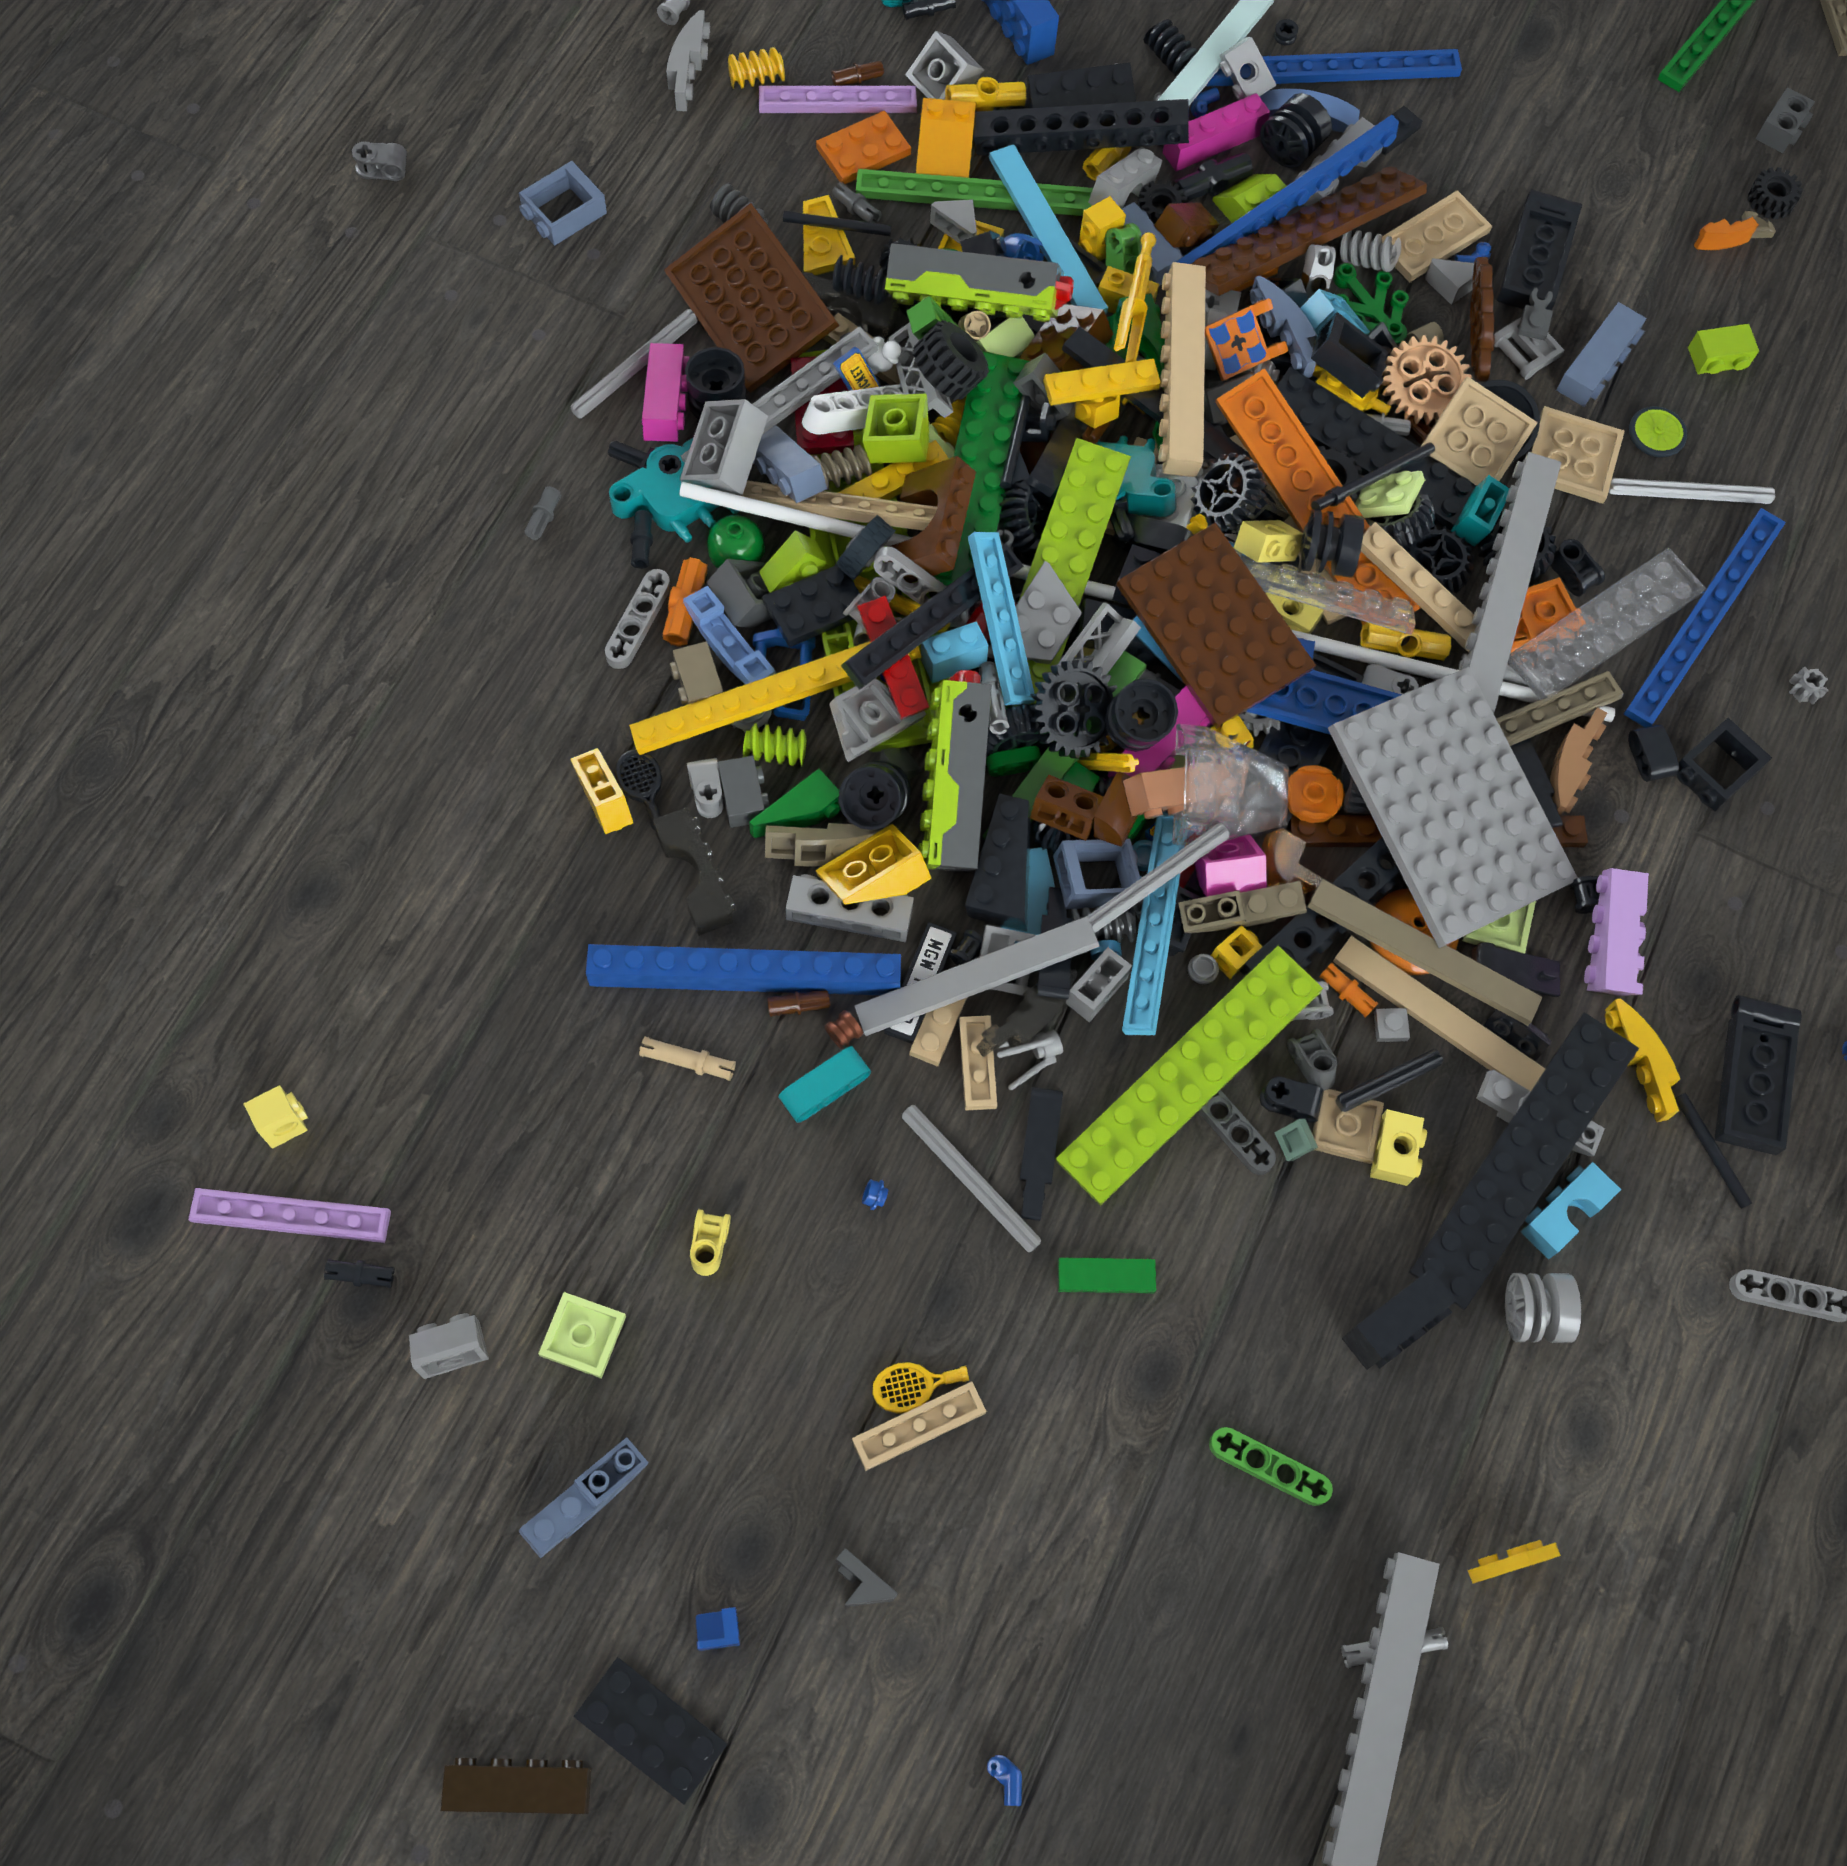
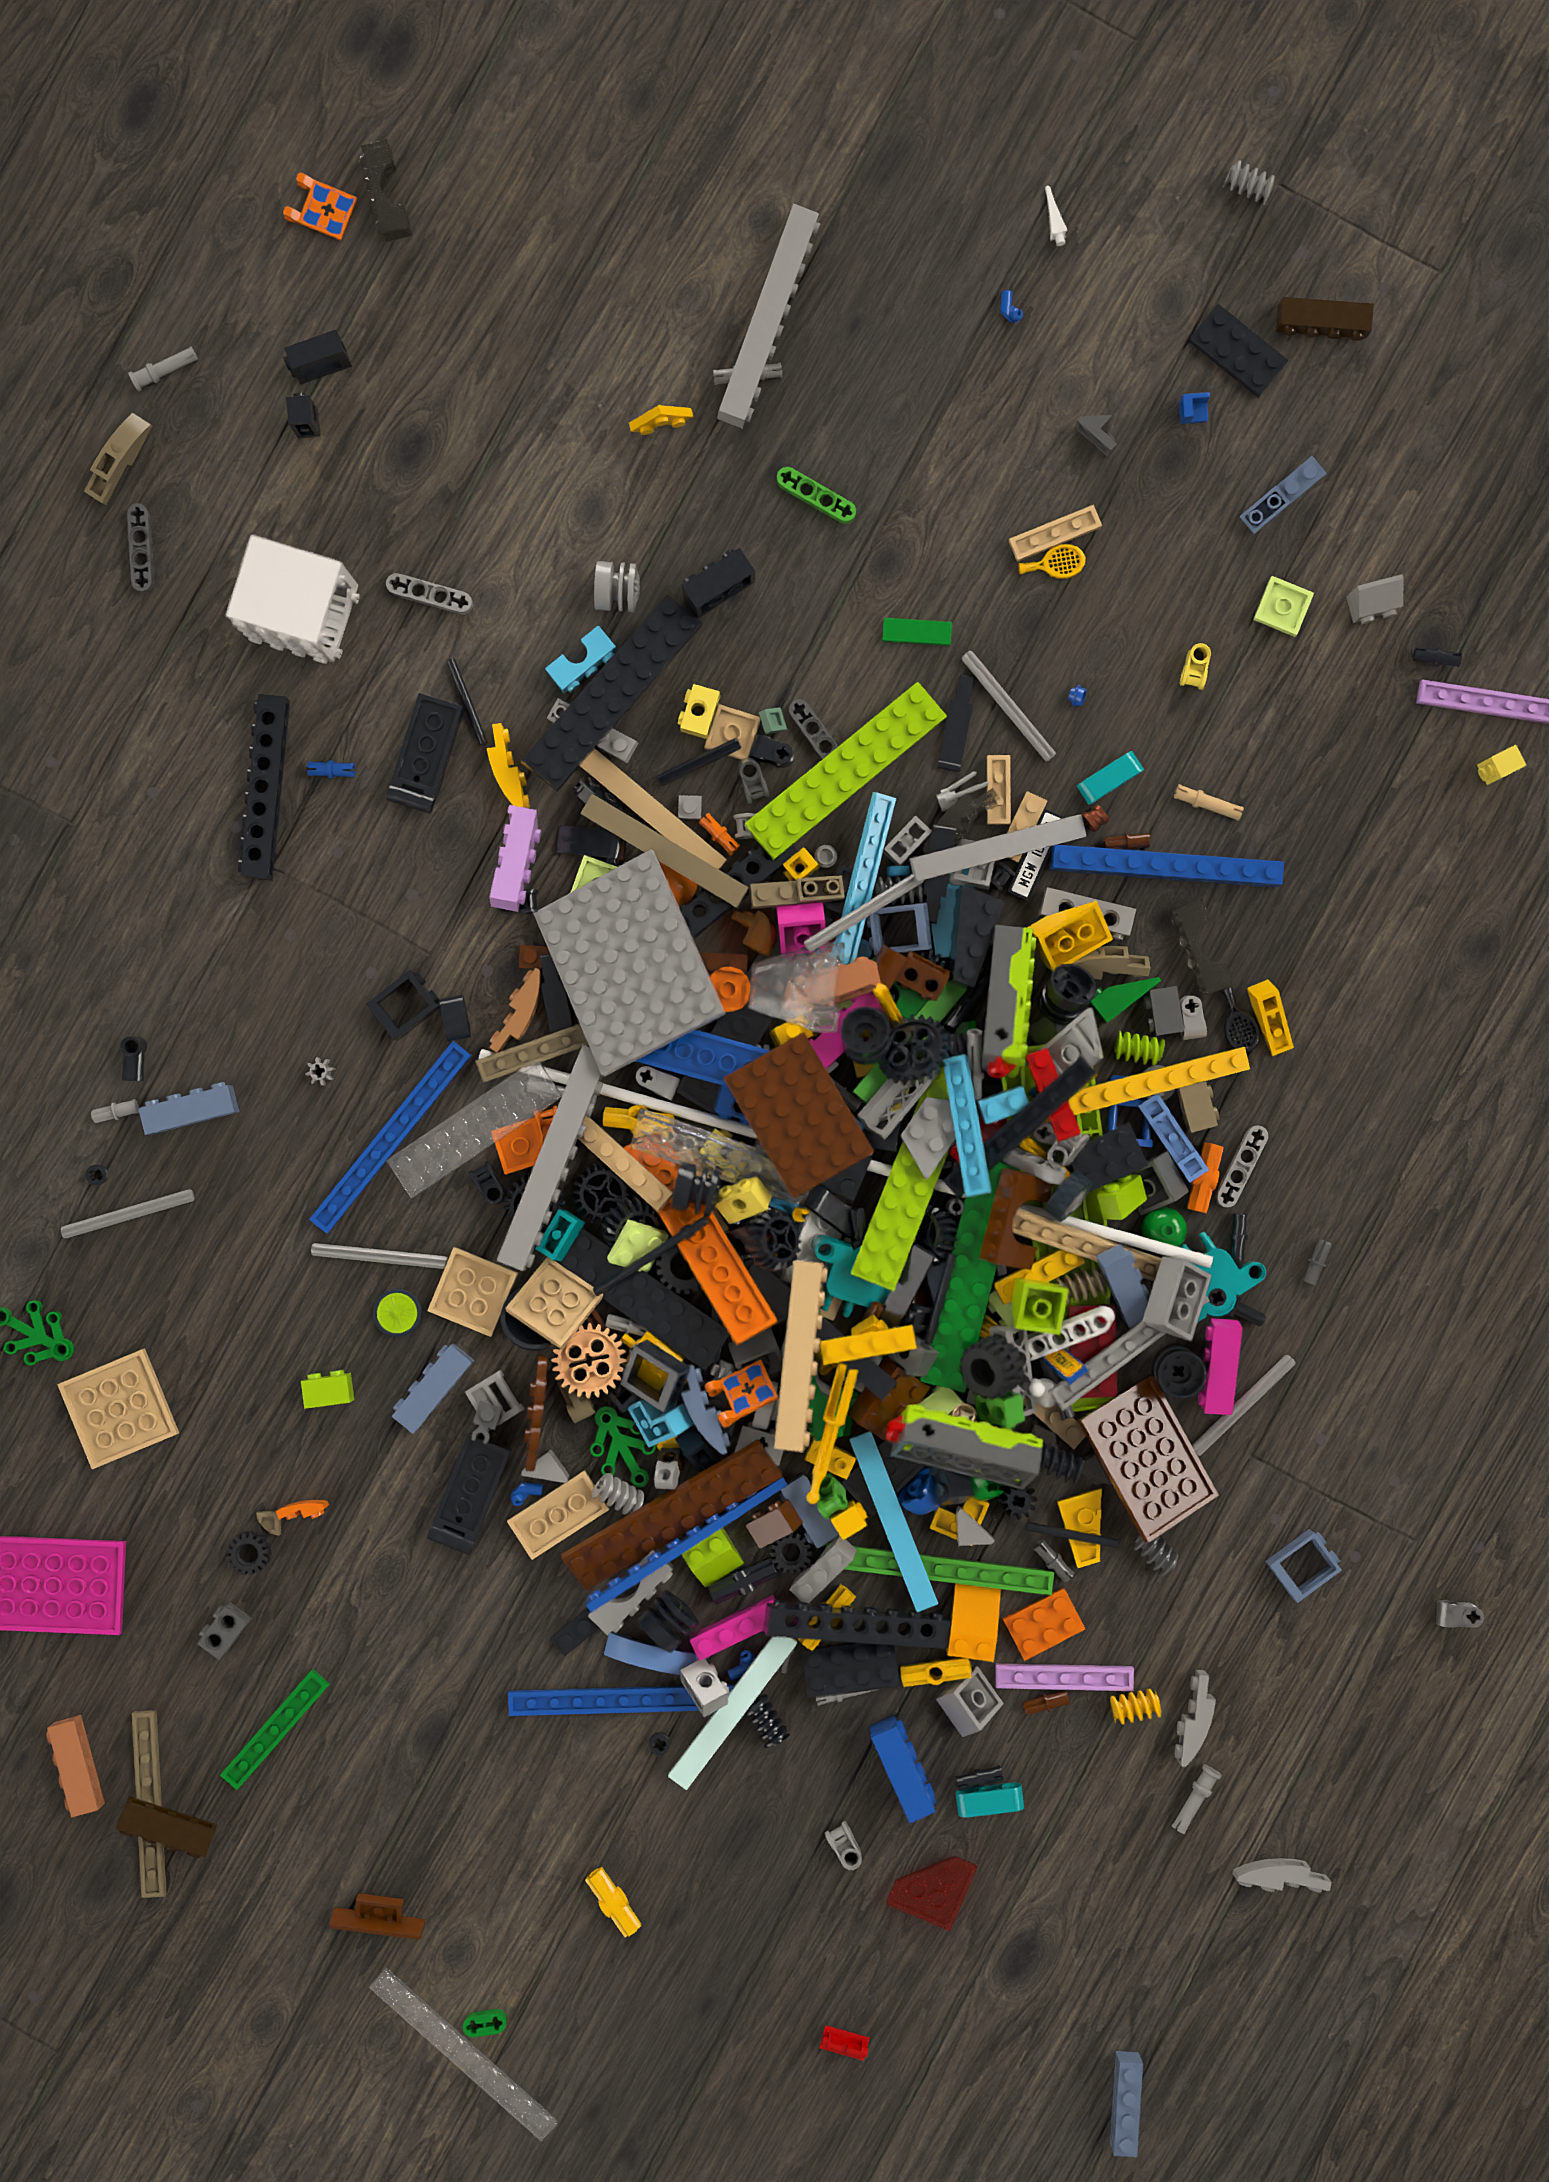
camera: 170 degrees left, 20 degrees up
(1022, 756) = (962, 1010): none -> black pin

